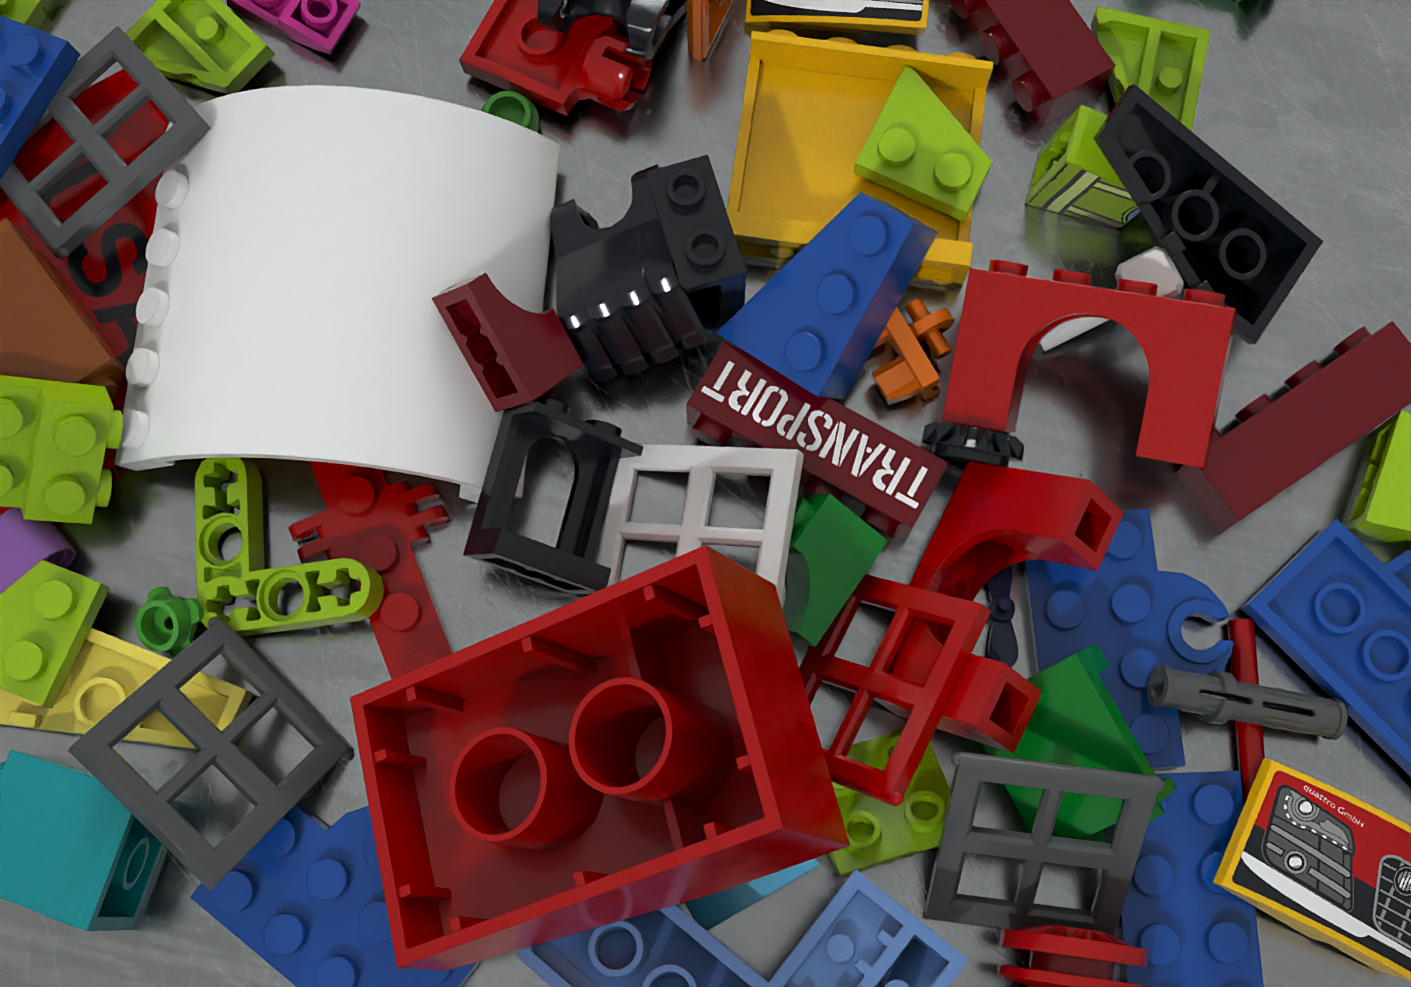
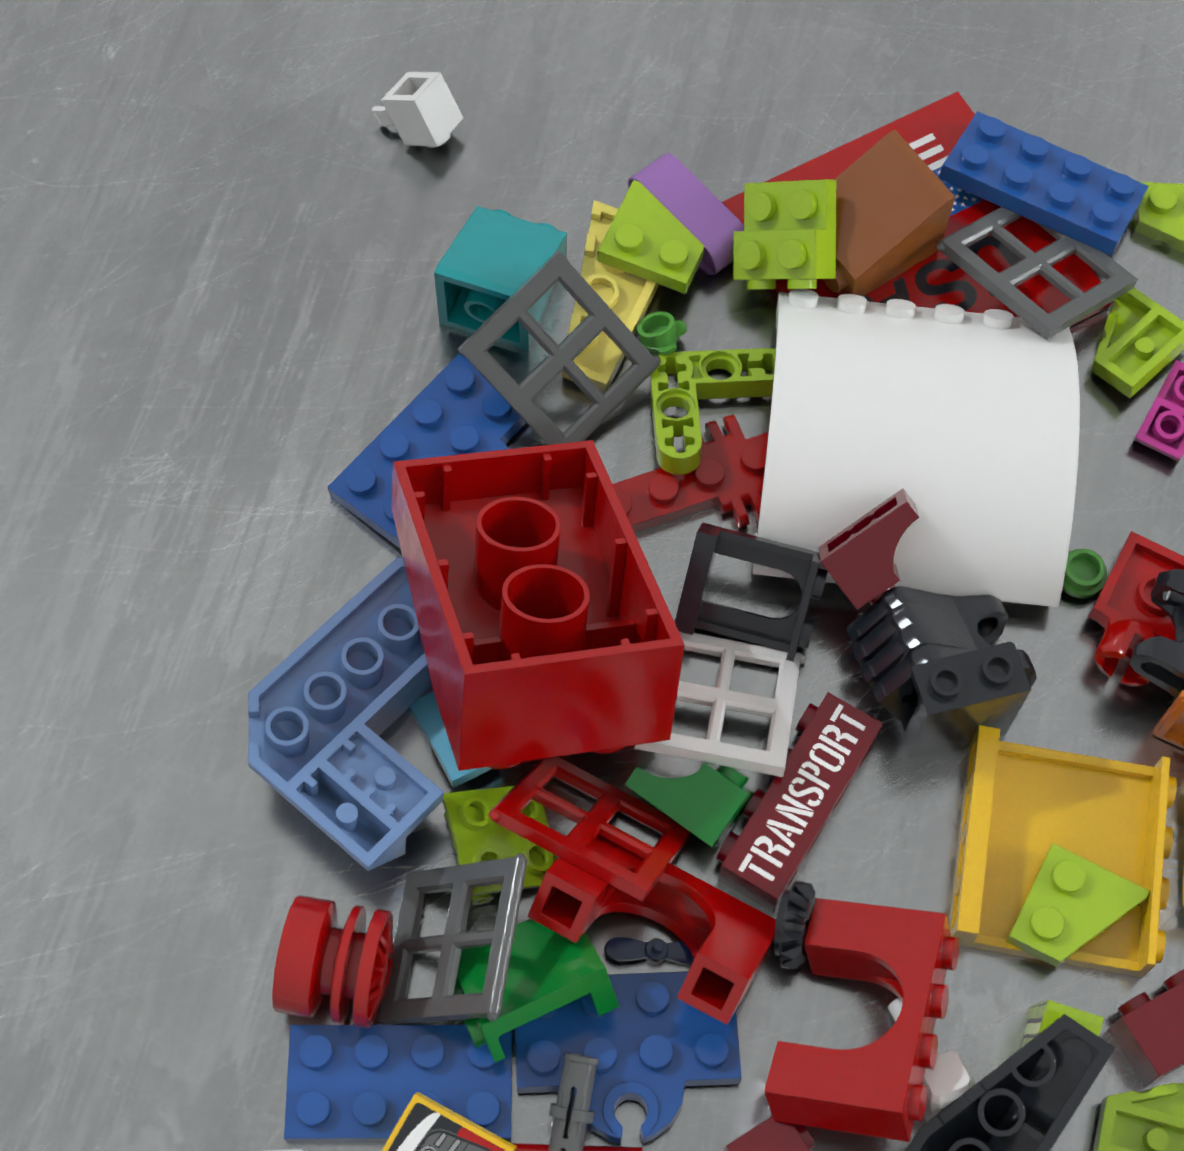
camera: 90 degrees right, 10 degrees down
(833, 297) = (919, 807): blue wedge -> none
(912, 369) = (894, 883): orange hips -> none

